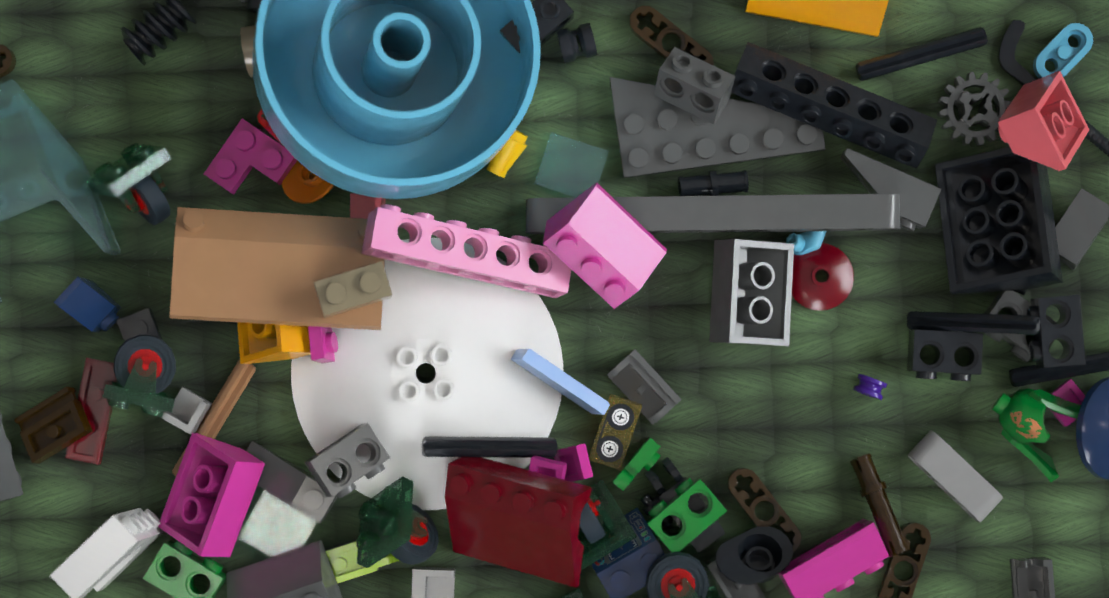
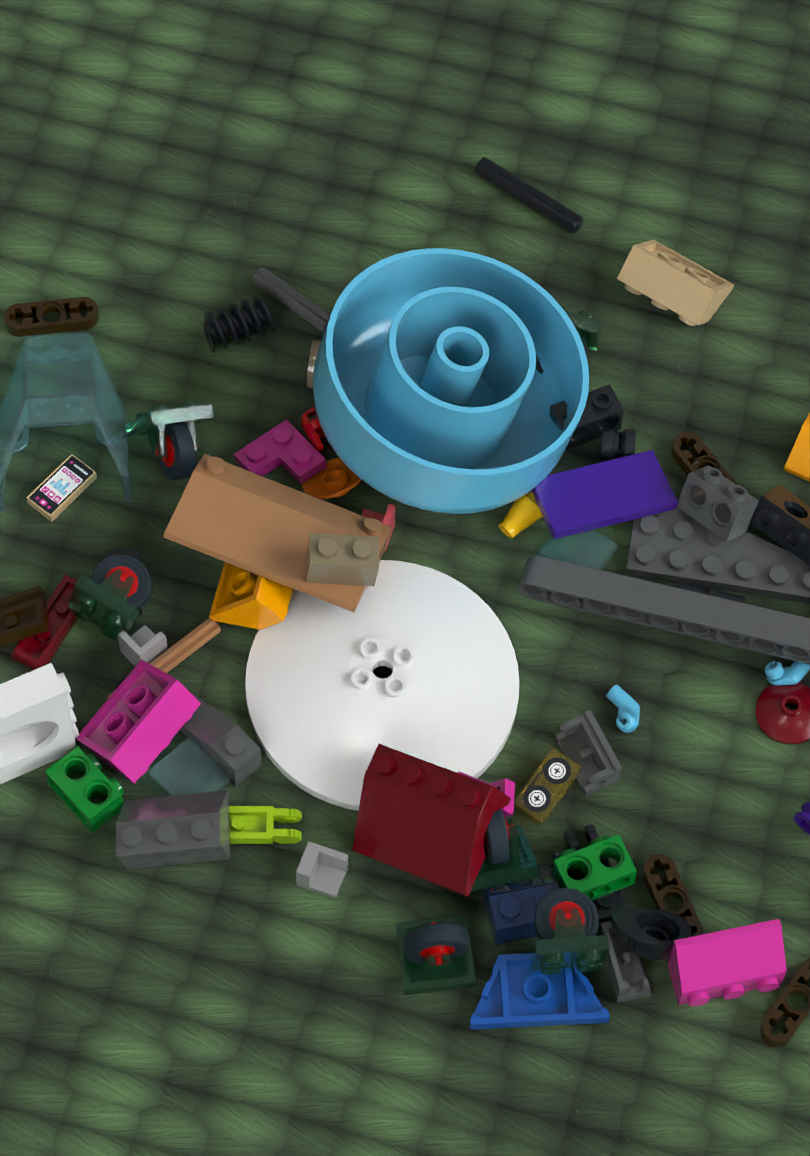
camera: 15 degrees right, 25 degrees down
(48, 263) = (61, 487): none -> tile
(89, 305) = (87, 523): dark blue slope -> none
(322, 344) = (294, 615): dark pink plate -> none
(344, 454) = (279, 709): dark grey brick -> none
(383, 242) = (479, 589): bright pink brick -> none
(395, 526) = (306, 798): clear green plate -> none
(489, 447) = (378, 734): black axle -> none
(560, 381) = (509, 717): light blue tile -> none
(581, 108) = (604, 494): none -> dark purple tile
(603, 245) = (591, 606): slope -> none
(644, 458) = (564, 816): green plate -> none
(668, 327) = (627, 709): none -> medium azure arm
(751, 292) = (718, 697): dark grey slope -> none
(879, 505) = (789, 914): dark brown pin -> none

